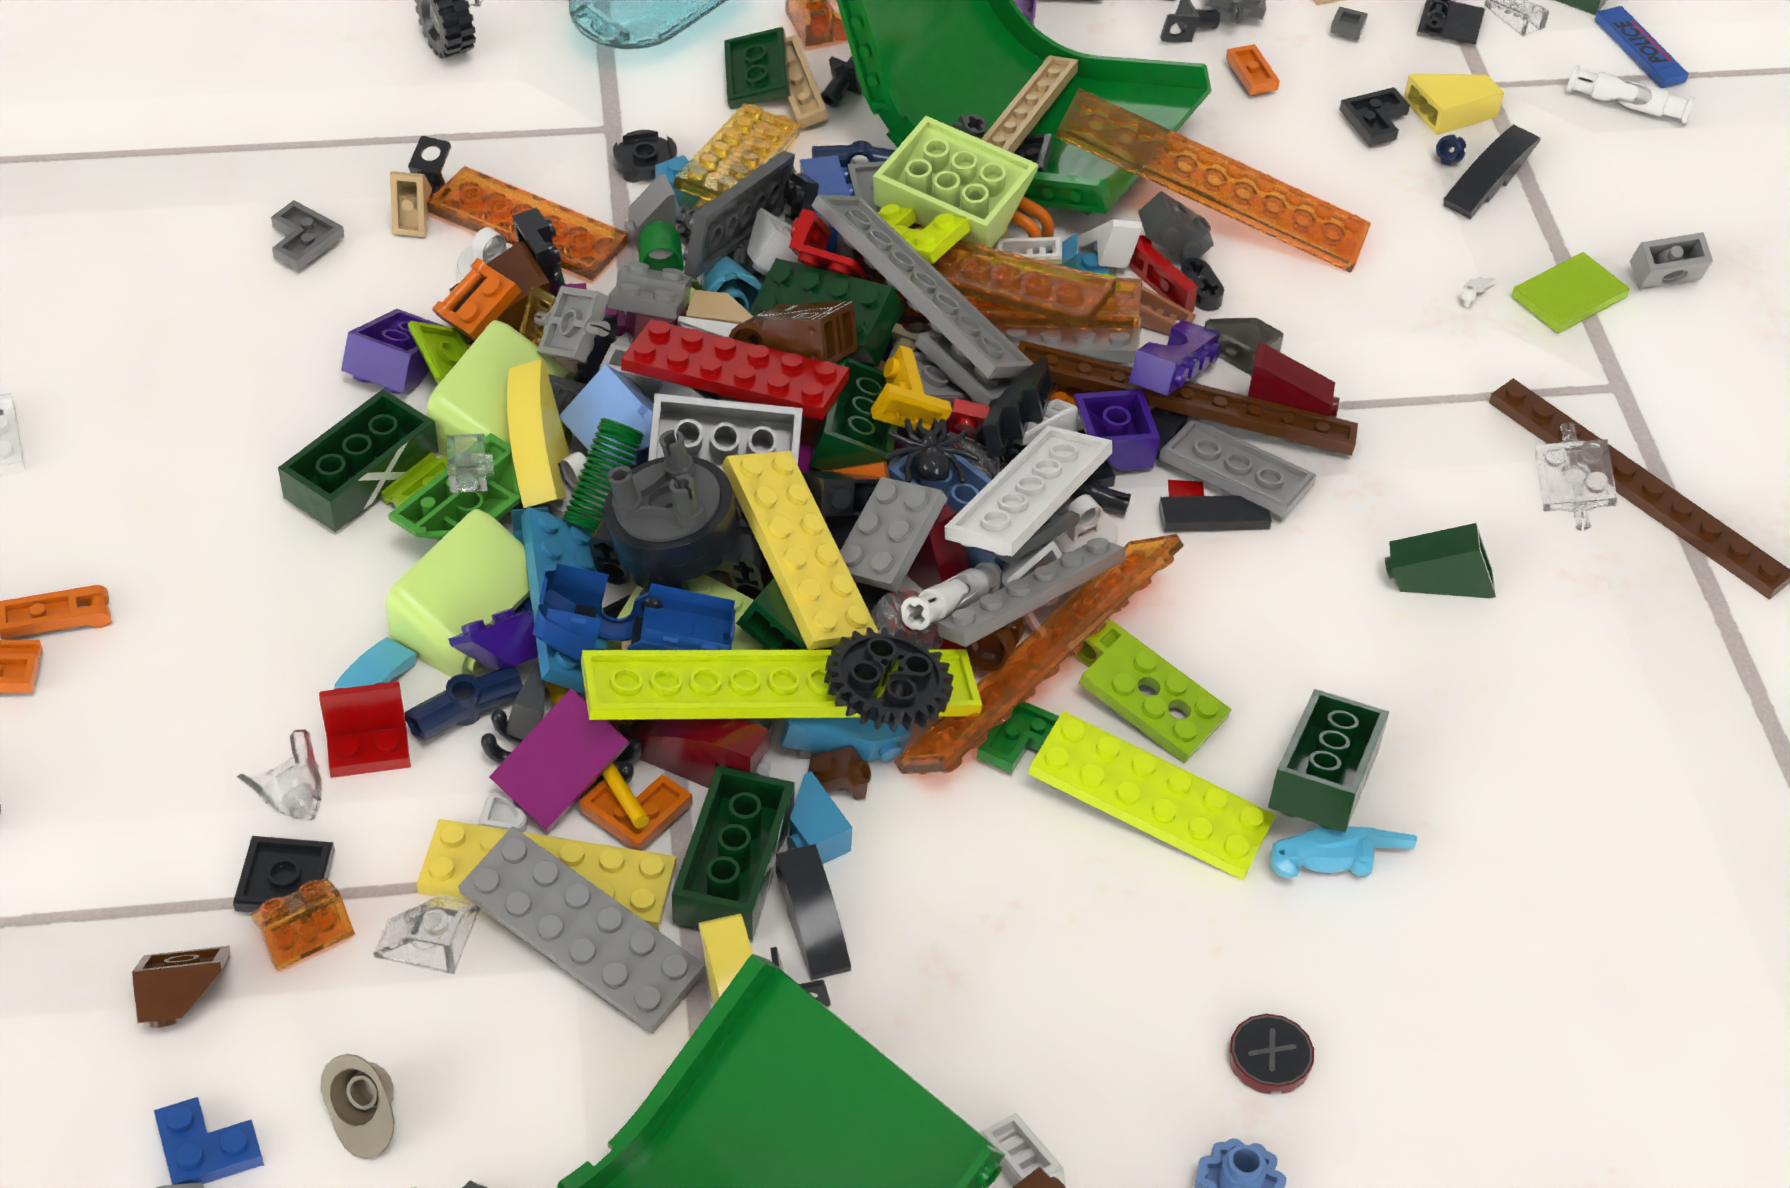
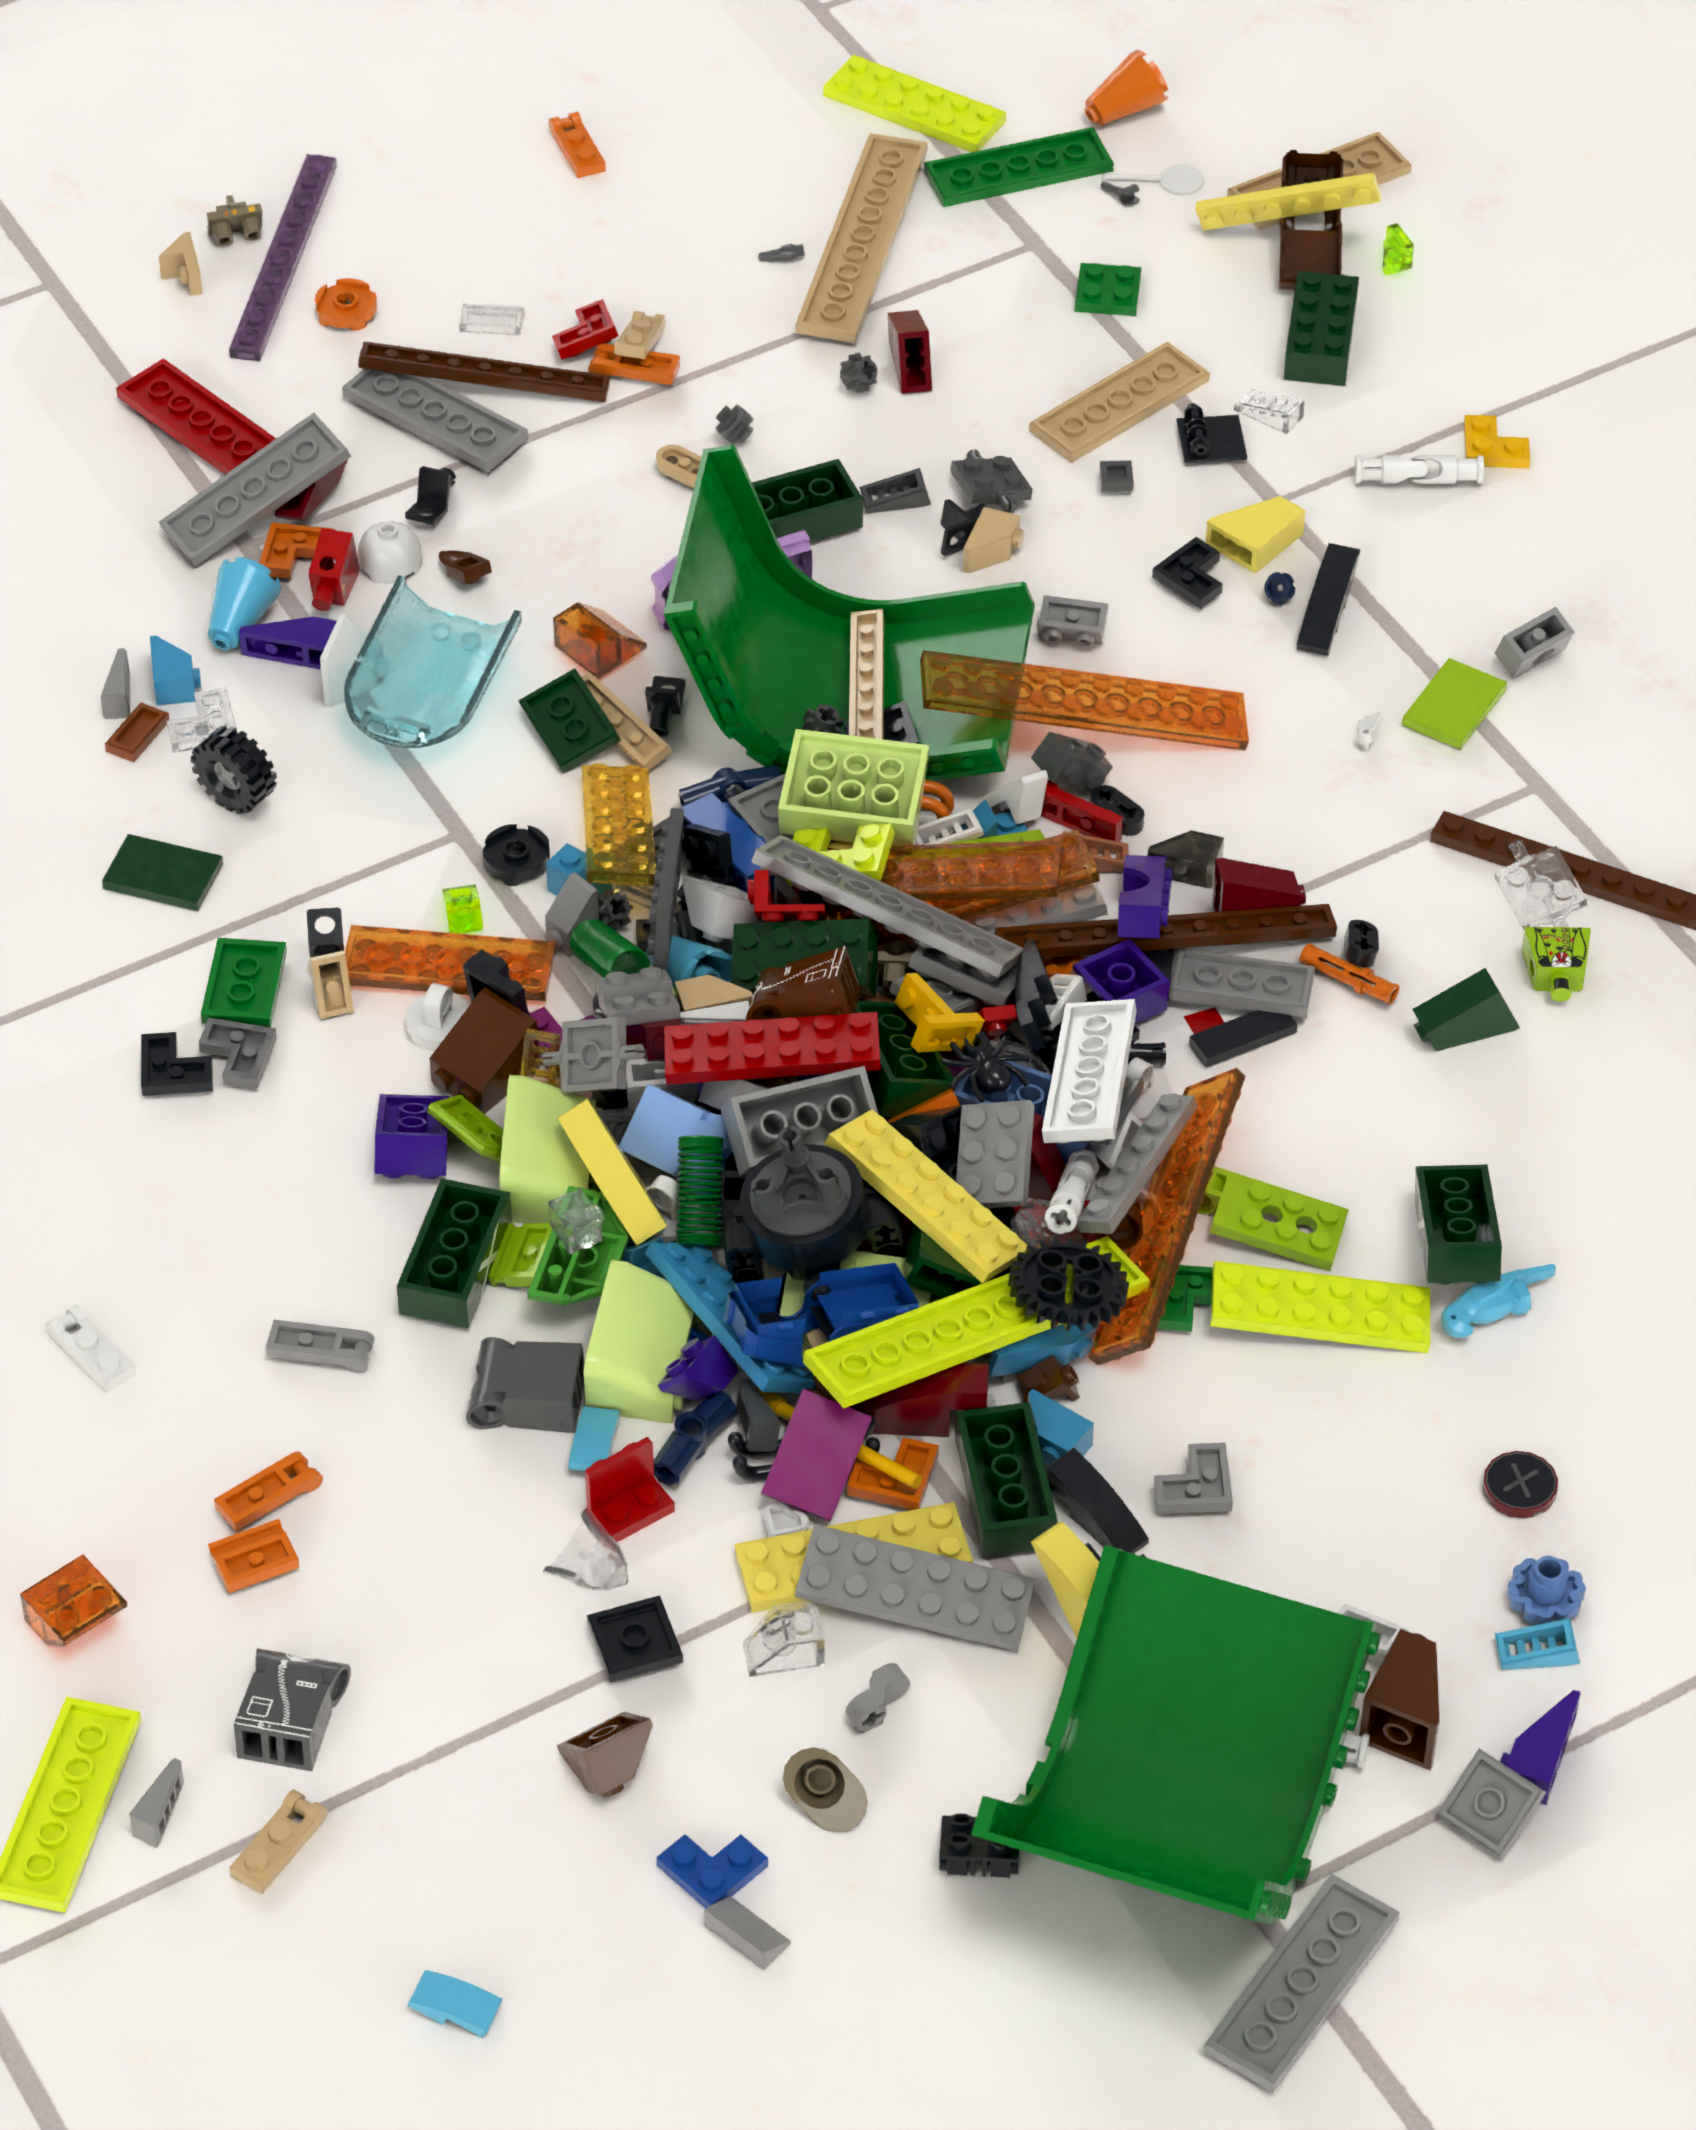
camera: 20 degrees left, 0 degrees up
(192, 499) = (320, 1344): none -> light grey plate
(233, 231) = (166, 1073): none -> black plate
(302, 922) = (680, 1667): clear orange bracket -> none
(339, 600) = (527, 1385): none -> dark grey piece
(345, 81) = (162, 872): none -> dark green tile
(346, 183) = (244, 981): none -> green plate
(483, 305) = (480, 1065): orange plate -> none
(488, 1019) = (869, 1707): none -> light grey piece
(568, 184) = (463, 909): none -> clear neon green bracket
(930, 936) = (1203, 1489): none -> light grey plate
(1207, 38) = (992, 540): none -> tan slope
(1245, 120) = (1072, 620): none -> light grey bracket
(1252, 69) = (1049, 560): orange plate -> none
(1370, 516) = (1382, 990): none -> orange pin
(1371, 468) = (1361, 943): none -> black beam
(1562, 544) = (1556, 959): none -> lime torso
(1641, 47) = (1405, 409): blue tile -> none
(1710, 101) = (1500, 452): none -> yellow plate

